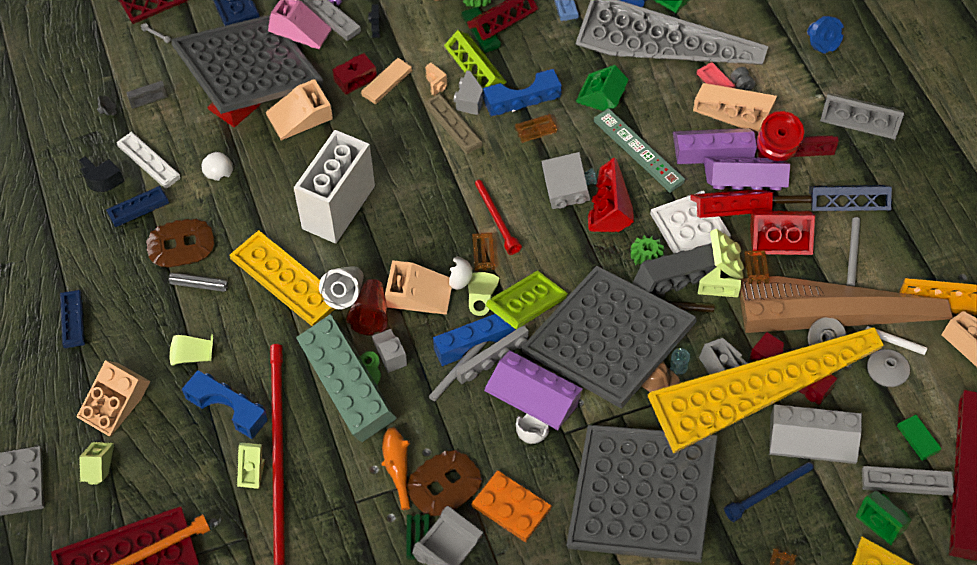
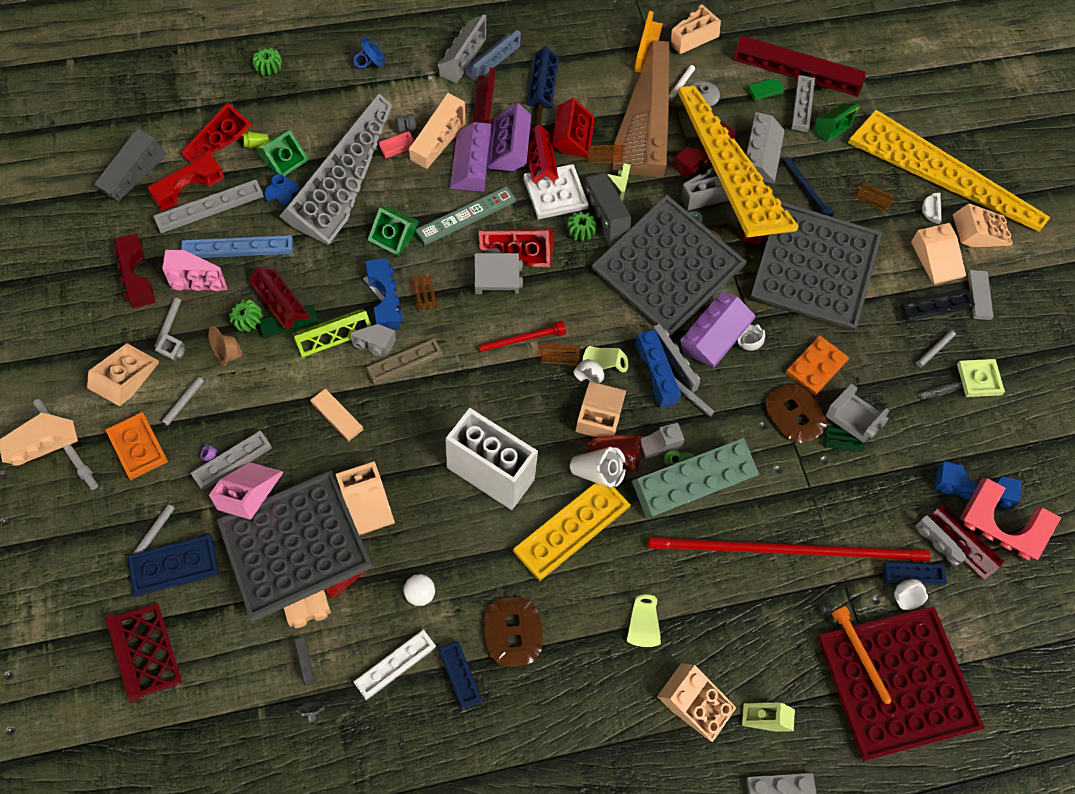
camera: 90 degrees left, 5 degrees up
(72, 319) = (597, 746): dark blue plate -> none
(101, 178) = (416, 715): black brick -> none
(144, 27) = (193, 665): light grey hinge -> none
(194, 92) = (307, 609): none -> light nougat brick
(198, 282) = (564, 614): dark grey axle -> none
(205, 390) = (696, 609): blue arch -> none
(250, 465) = (778, 570): yellowish green slope -> none
(354, 73) = (322, 432): dark red brick -> none
(374, 18) = (253, 415): black plate -> none
(396, 462) = (778, 447): orange piece -> none
(437, 79) = (347, 365): light nougat bracket -> none
(526, 299) = (627, 320): lime tile -> none
(693, 306) = (636, 208): dark brown bar -> none
(727, 254) = (604, 167): yellowish green plate -> none
(780, 136) = (492, 99): red wheel -> none
(829, 327) = (679, 122): light grey dish -> none
(853, 252) = (597, 90): light grey bar -> none
(867, 146) = (493, 56): none -> sand blue fence

